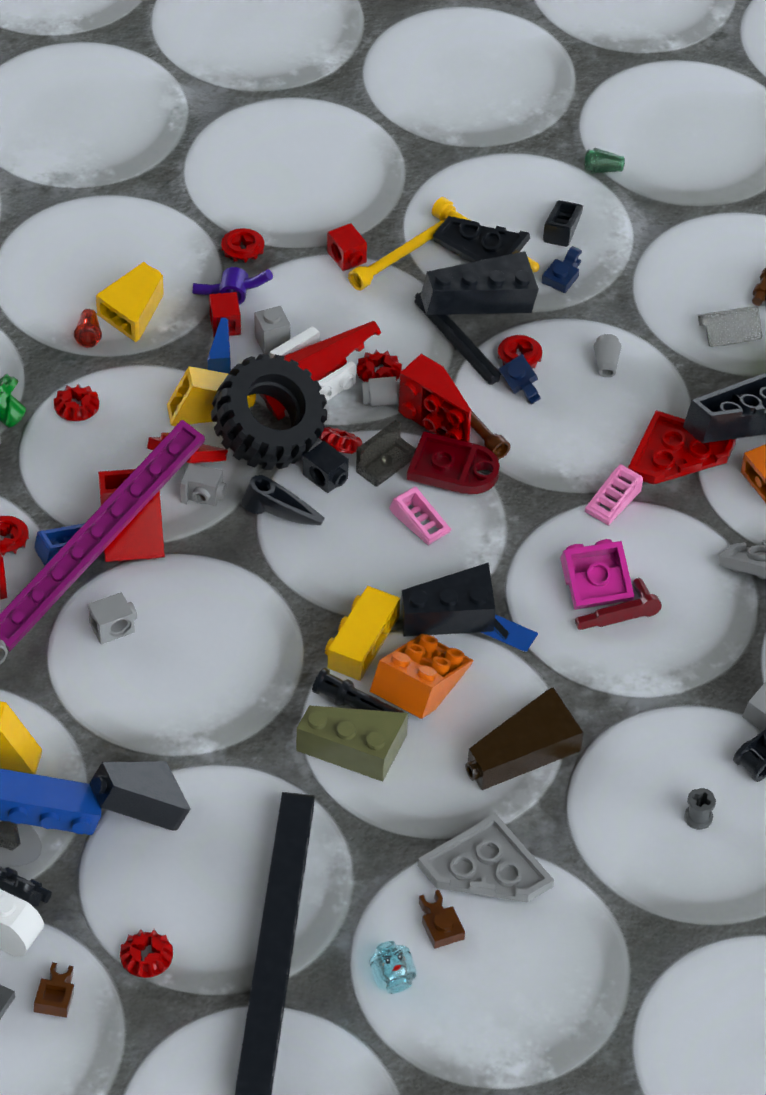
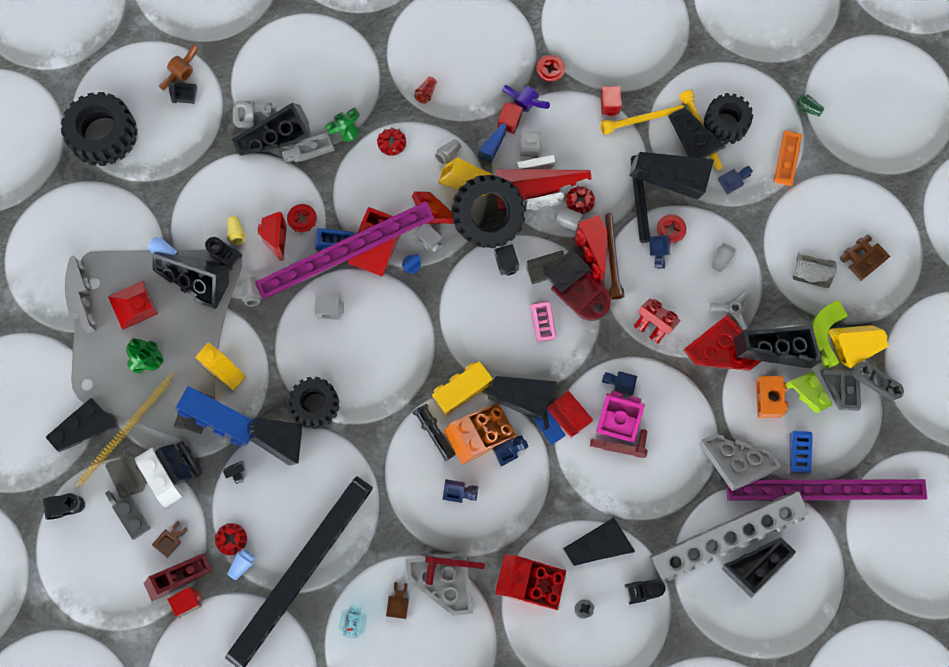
camera: 30 degrees right, 25 degrees up
(94, 1032) = (176, 577): none -> dark red slope
(102, 865) = (235, 471): none -> black tile
(129, 1056) = (185, 602): none -> red brick
(131, 300) = (462, 82): yellow slope -> none
(163, 383) = (447, 152): none -> light grey cone
(165, 712) = (309, 387): none -> black tyre
(183, 971) = (241, 563): none -> light blue cone
(197, 524) = (411, 263): none -> blue plate
(268, 496) = (465, 272): black piece -> none
(341, 440) = (529, 250): red gear -> none
(353, 738) = (416, 460): olive wedge -> none
(416, 444) = (567, 271): none -> black plate
(434, 751) = (456, 491): none -> dark blue plate
(460, 835) = (432, 561): none -> dark red piece
(473, 677) = (508, 450): none -> dark blue plate
(513, 204) = (728, 105): none -> black tyre
(526, 741) = (511, 511): dark brown slope -> none
(528, 604) = (569, 414): none -> red plate
(562, 223) = (748, 148): black slope -> none
(567, 536) = (623, 382): none -> dark blue plate
(584, 444) = (654, 312): none -> red plate
(604, 811) = (530, 581): none -> red slope
(614, 226) = (787, 158): none -> orange tile
(625, 481) = (670, 353): bright pink slope -> none
(658, 400) = (734, 309): none -> light grey piece
(667, 731) = (601, 543): none -> black wing

